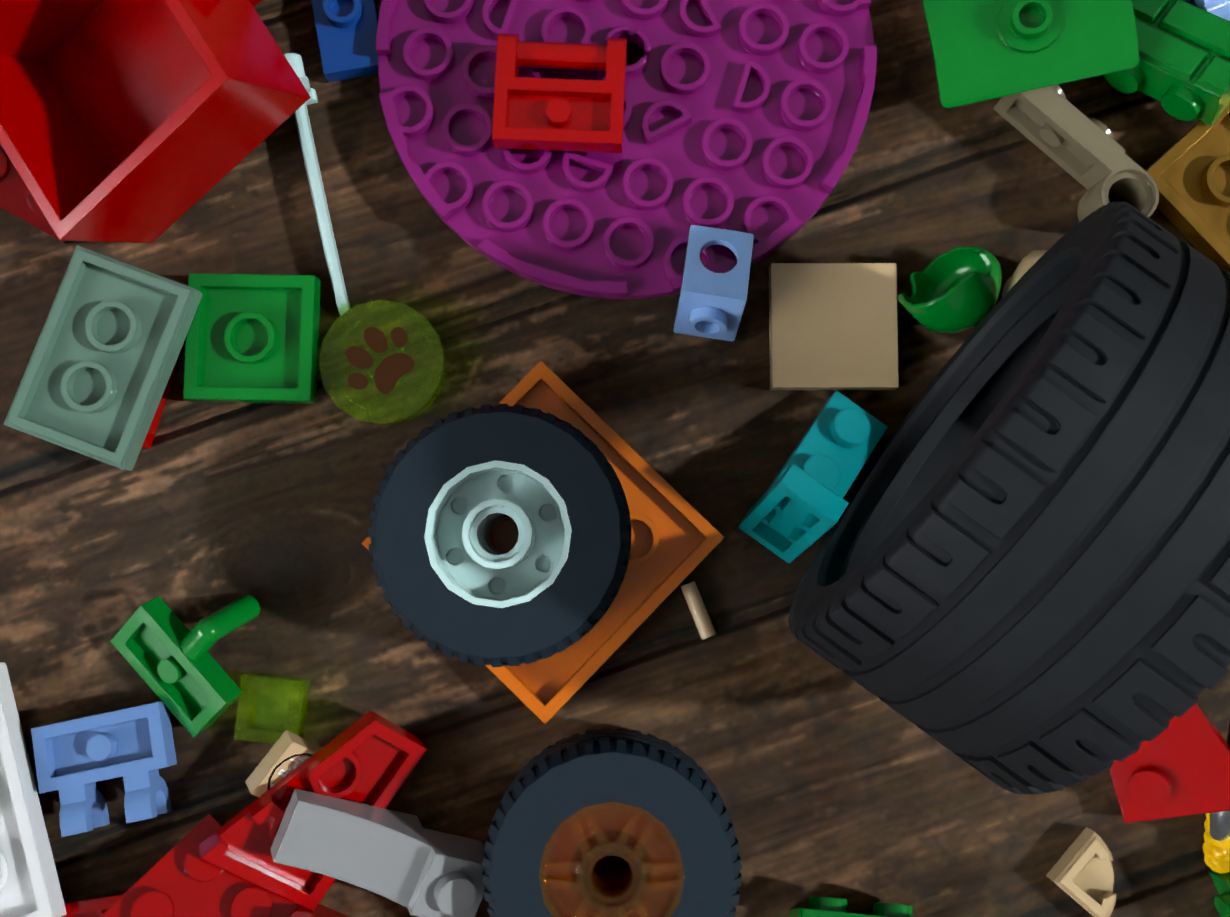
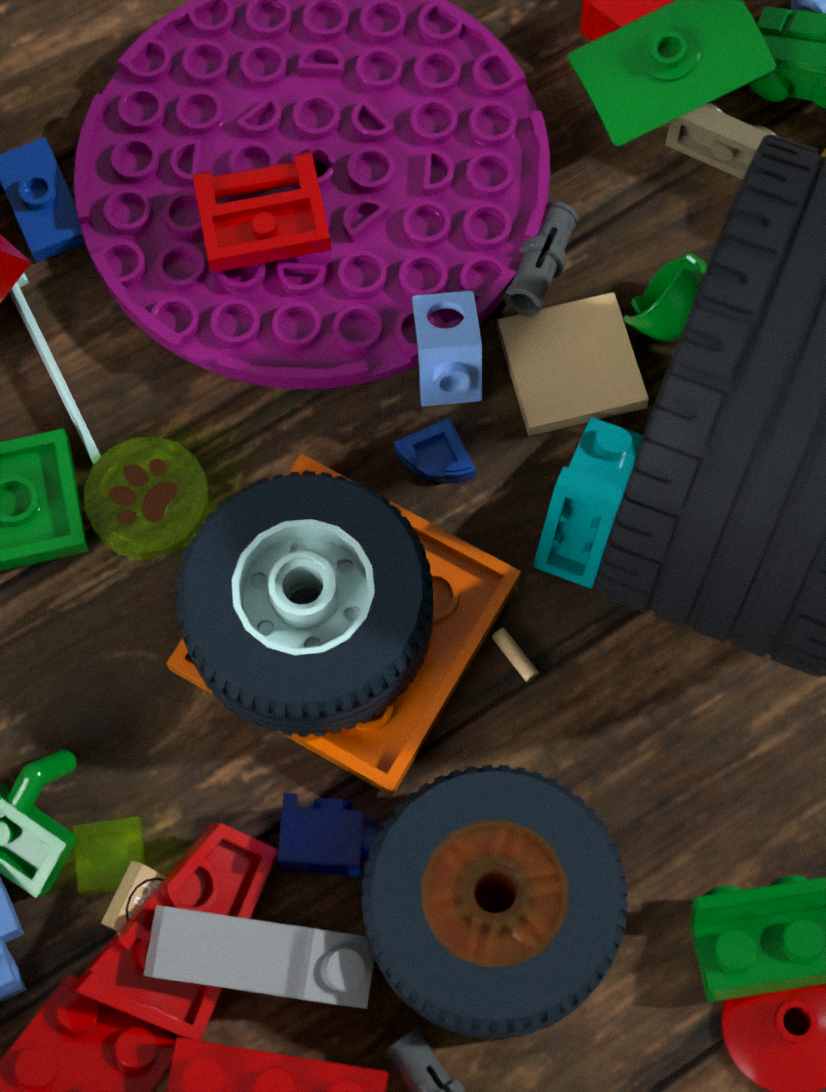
camera: 15 degrees left, 15 degrees down
(472, 751) = (324, 837): none -> clear blue brick
(675, 388) = (436, 454): none -> blue tile
(815, 236) = (531, 283): none -> dark grey pin

